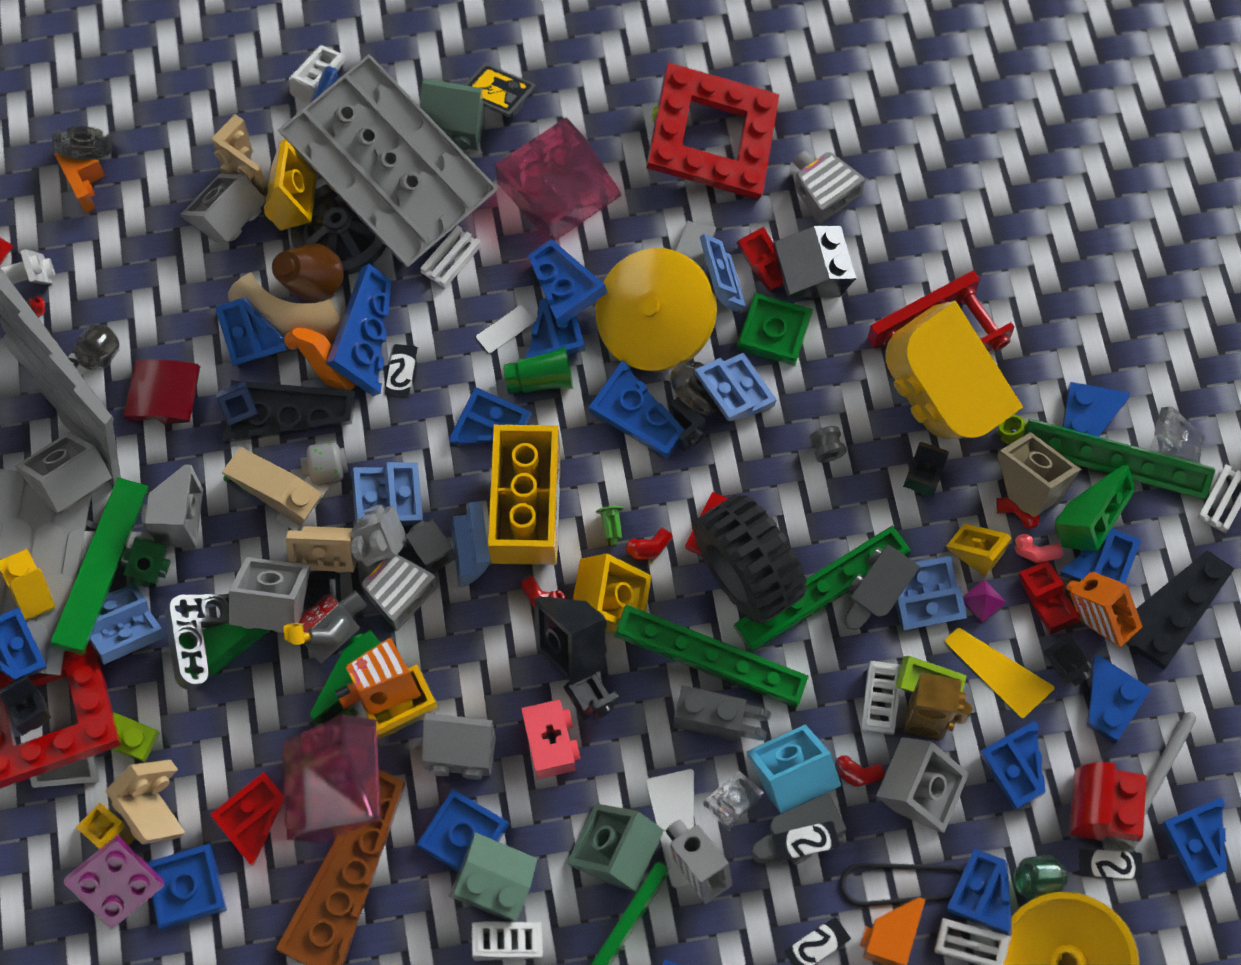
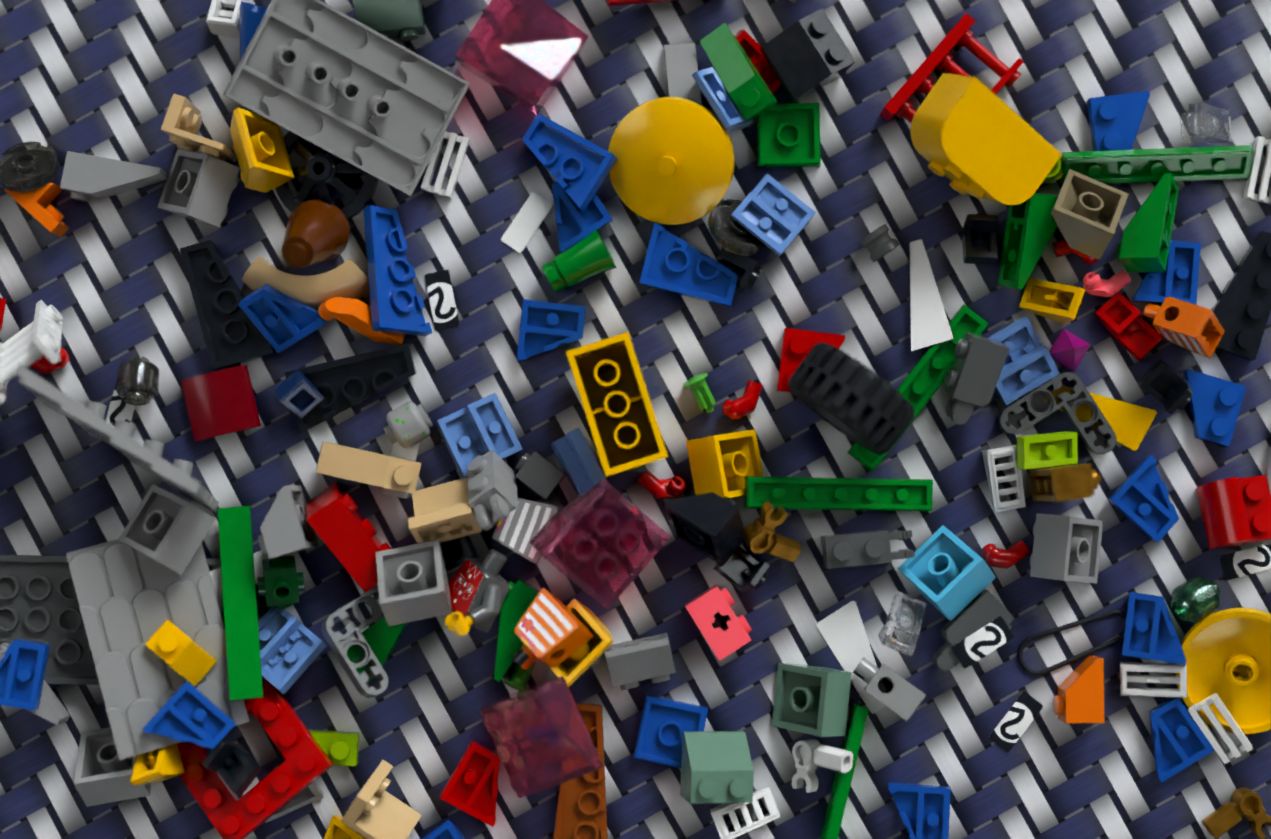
camera: 20 degrees left, 20 degrees up
(147, 174) = (103, 177): none -> light grey slope
(196, 327) = (225, 327): none -> black wing
(225, 535) = (346, 533): none -> red wedge
(463, 616) = (600, 542): none -> clear pink slope
(590, 902) = (811, 754): none -> white bar
(617, 666) = (762, 537): none -> pearl gold bar
(745, 259) = (737, 72): none -> green slope
(854, 521) = (928, 315): none -> white sticker
(965, 646) = (1068, 404): none -> dark grey beam
(972, 478) = (1025, 238): none -> green slope

